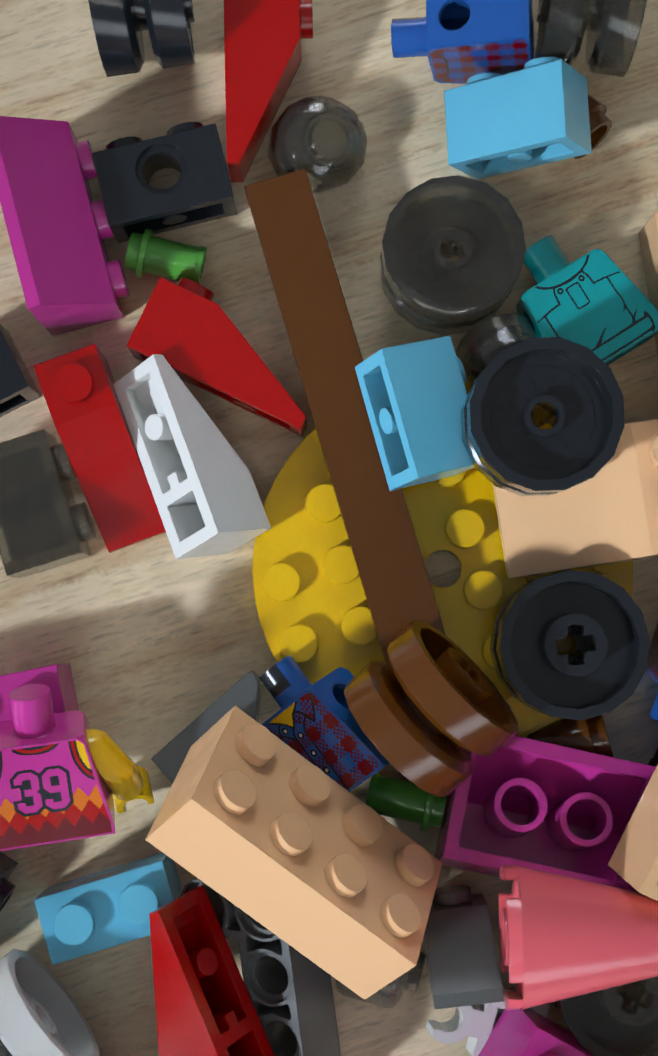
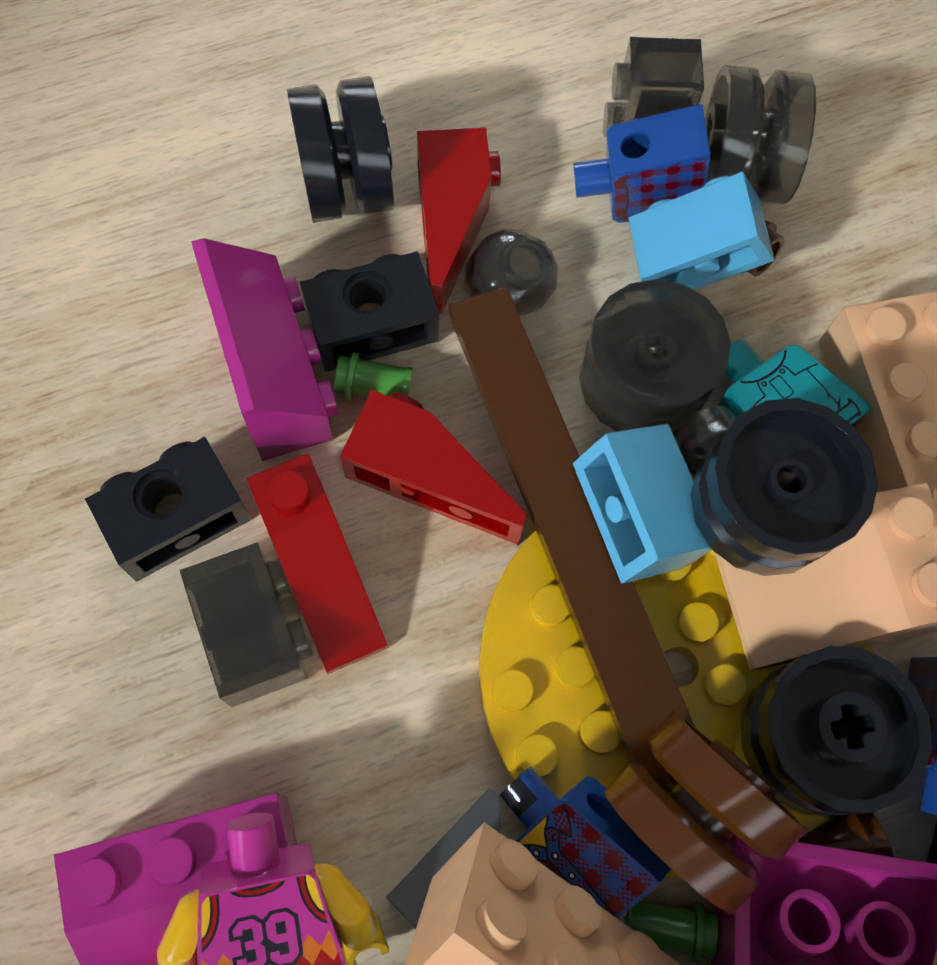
camera: 10 degrees left, 15 degrees down
(190, 466) = (410, 573): white slope -> none

